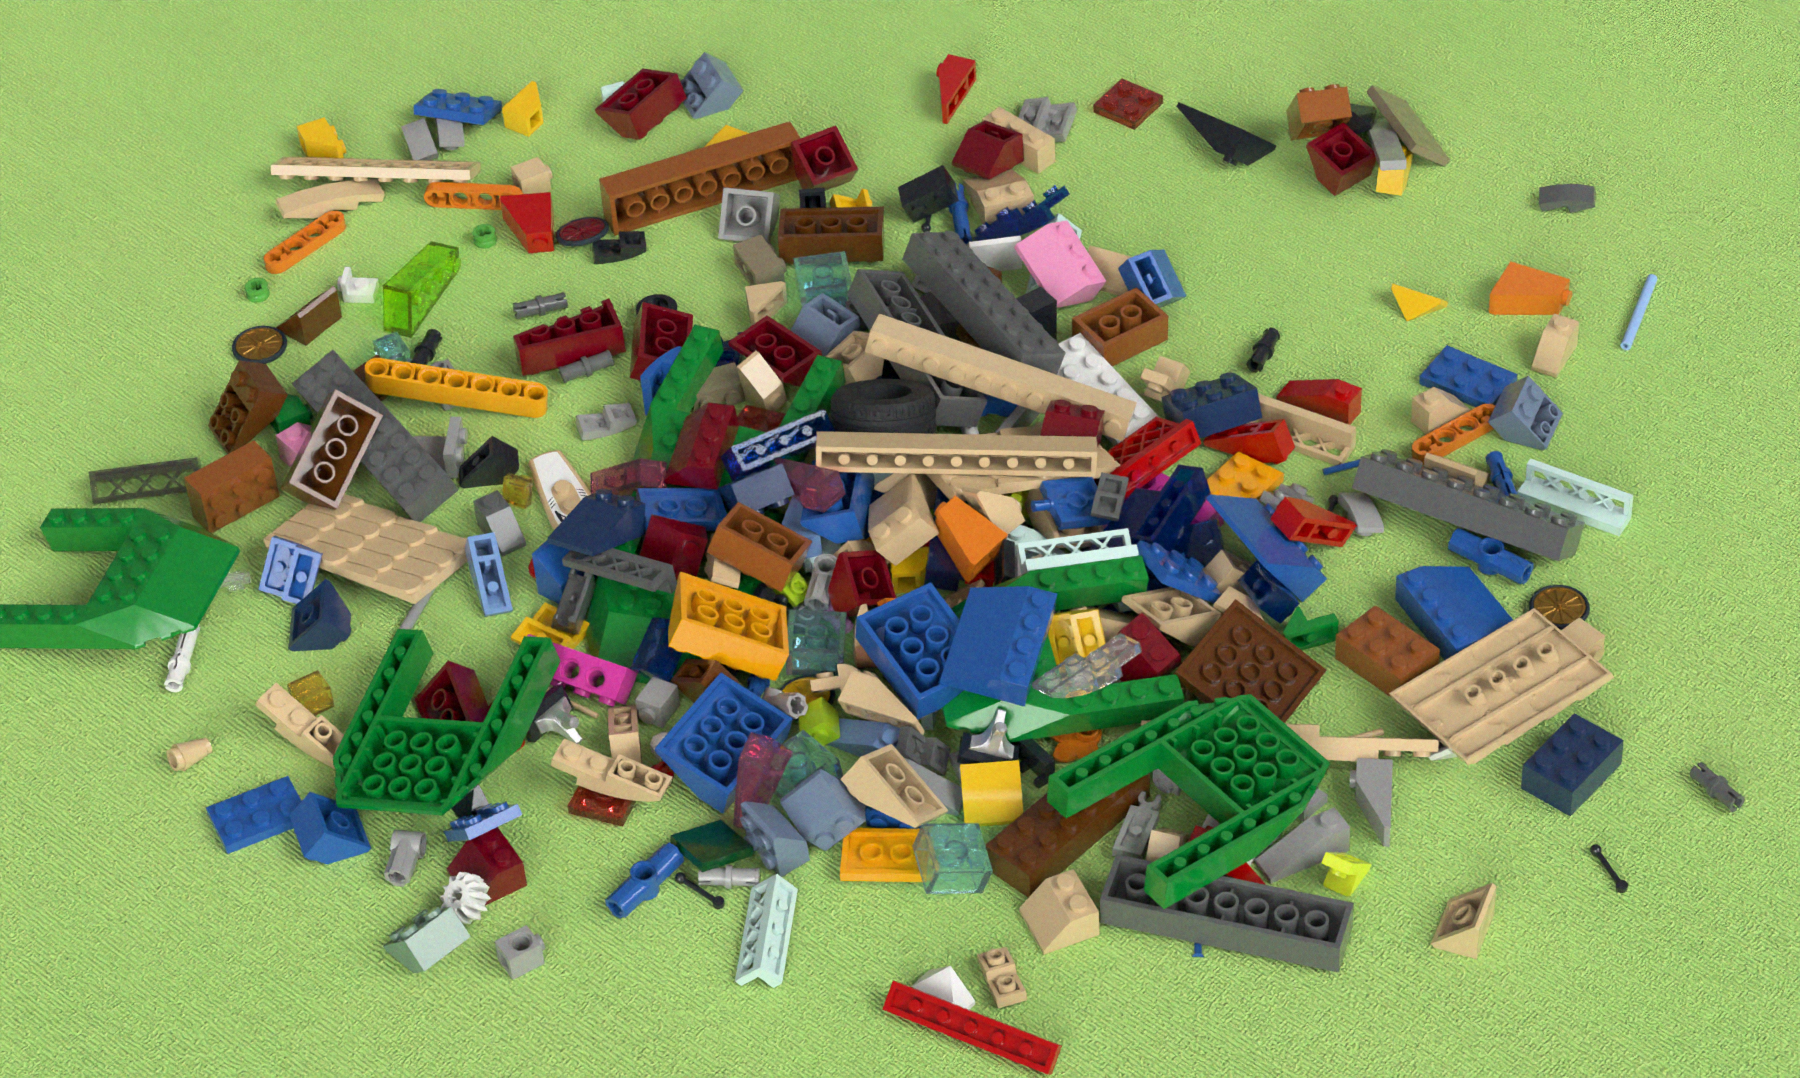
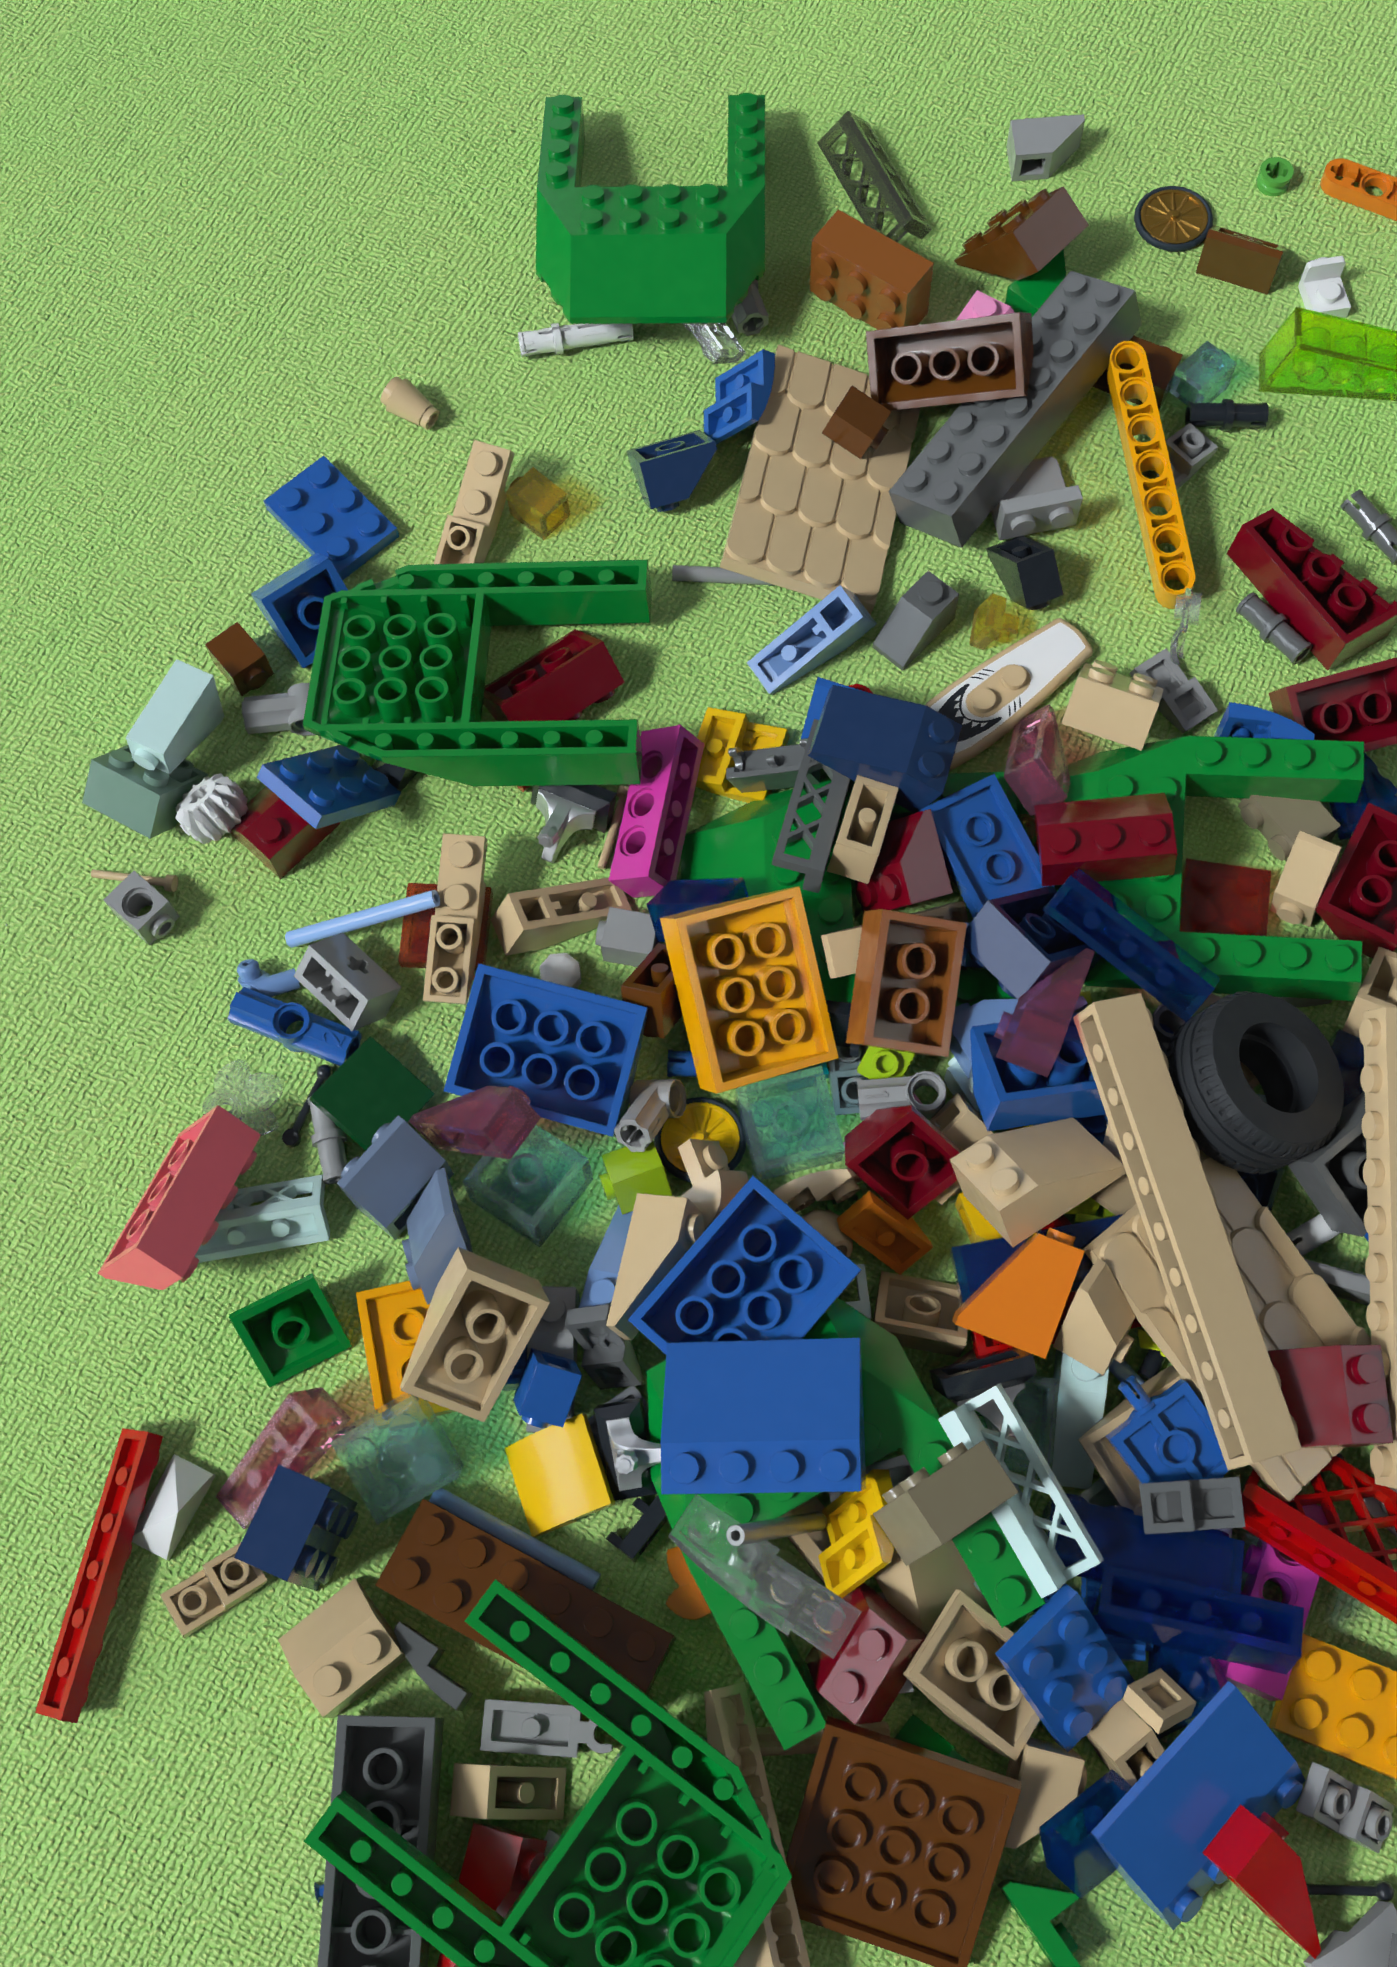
camera: 75 degrees right, 25 degrees up
(168, 391) = (1042, 145): none -> light grey slope
(346, 511) = (857, 423): none -> reddish brown brick
(351, 874) = (239, 659): none -> reddish brown brick
(391, 894) = (175, 718): none -> light aqua slope
(486, 969) = (170, 882): none -> tan piece
(566, 393) = (1187, 610): none -> clear plate
(586, 826) = (363, 918): none -> light blue piece
(597, 903) = (260, 981): none -> medium blue arm
(609, 436) = (1113, 704): none -> tan brick
(626, 843) = (347, 981): none -> light grey brick
(649, 545) = (863, 829): none -> tan brick
(682, 920) = (247, 1094): none -> clear plate
(747, 937) = (183, 1202): none -> coral slope
(851, 911) = (291, 1329): none -> green slope
(930, 924) = (293, 1438): none -> slope
(941, 774) = (546, 1389): none -> blue brick
(983, 899) = (298, 1529): none -> dark blue brick
(1062, 649) = (775, 1528): none -> light grey piece
(1077, 569) = (936, 1507): none -> dark tan brick
(1093, 870) = (423, 1657): none -> dark grey slope
(1208, 548) = (1159, 1701): none -> tan plate

